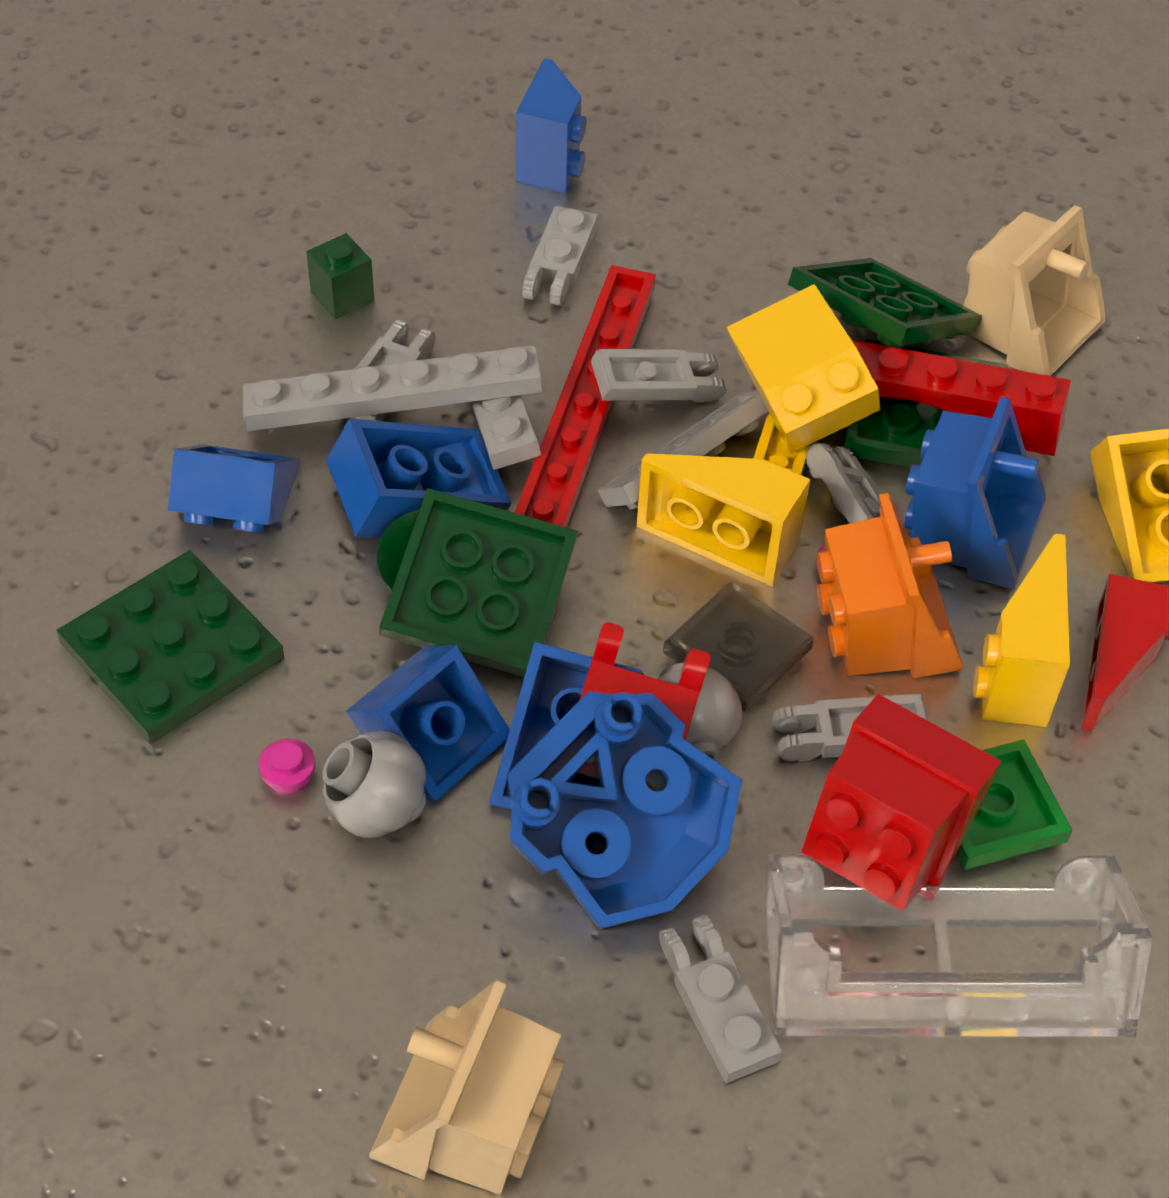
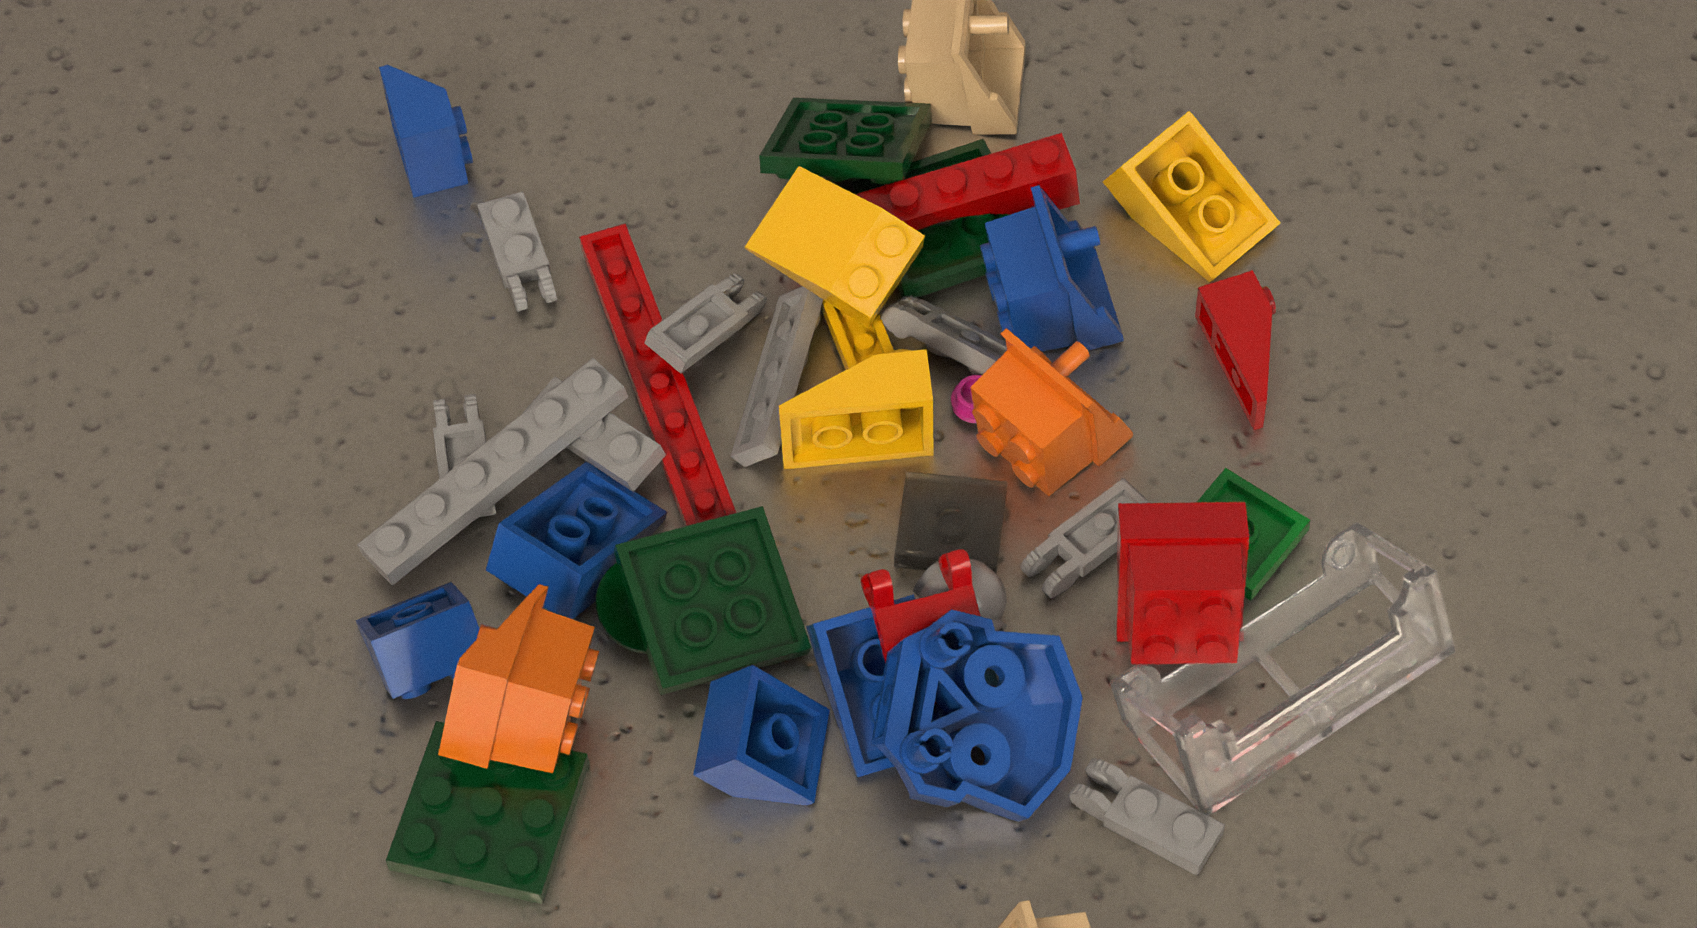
camera: 30 degrees left, 5 degrees up
(252, 548) = (520, 689): none -> orange piece
(287, 765) = (675, 848): dark pink plate -> none
(340, 275) = (347, 388): dark green brick -> none
(374, 784) = (770, 818): light grey plant -> none
(1030, 647) = (1184, 386): yellow slope -> none

